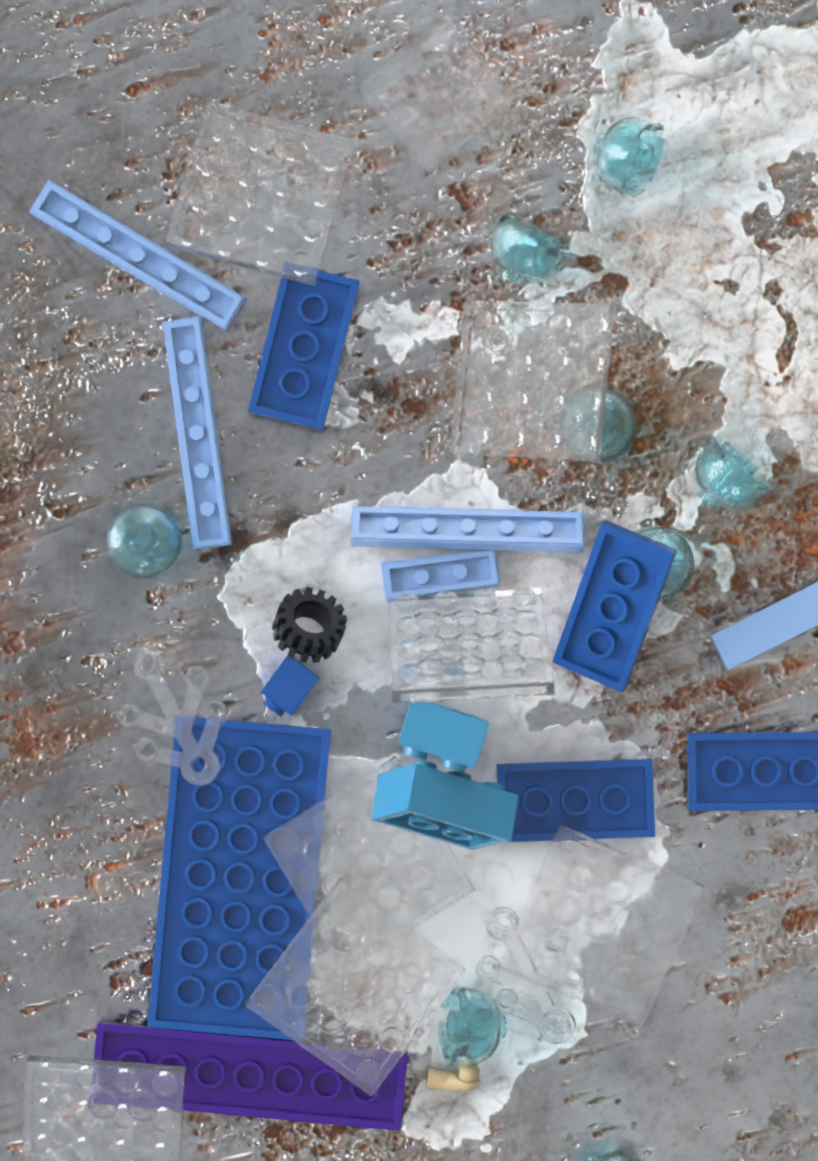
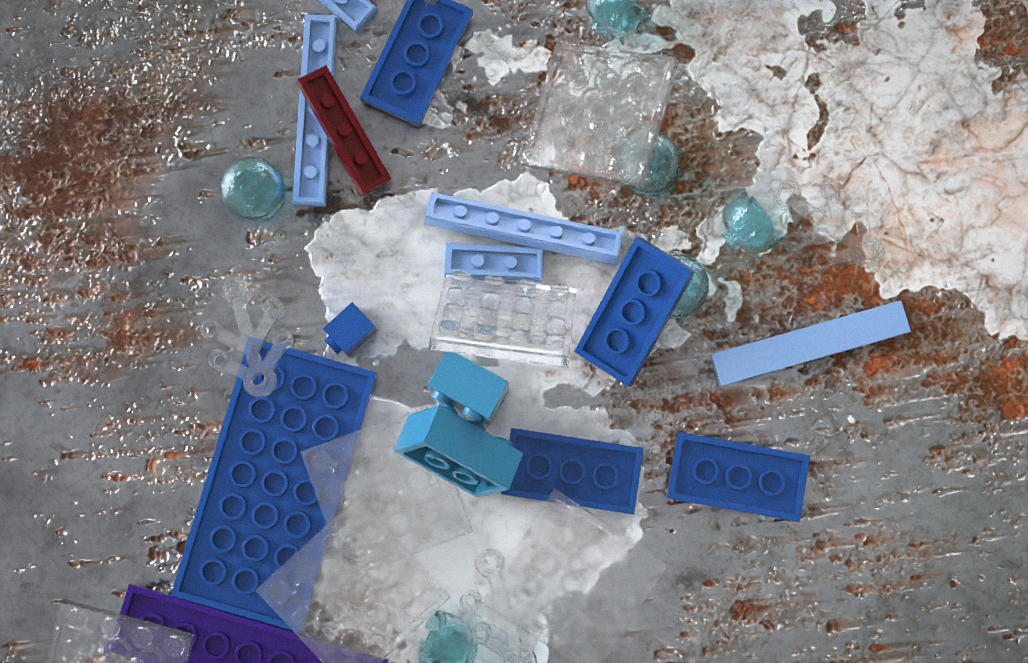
camera: 15 degrees right, 5 degrees down
(237, 454) = (343, 130): none -> dark red plate
(315, 608) = (368, 293): black tyre -> none

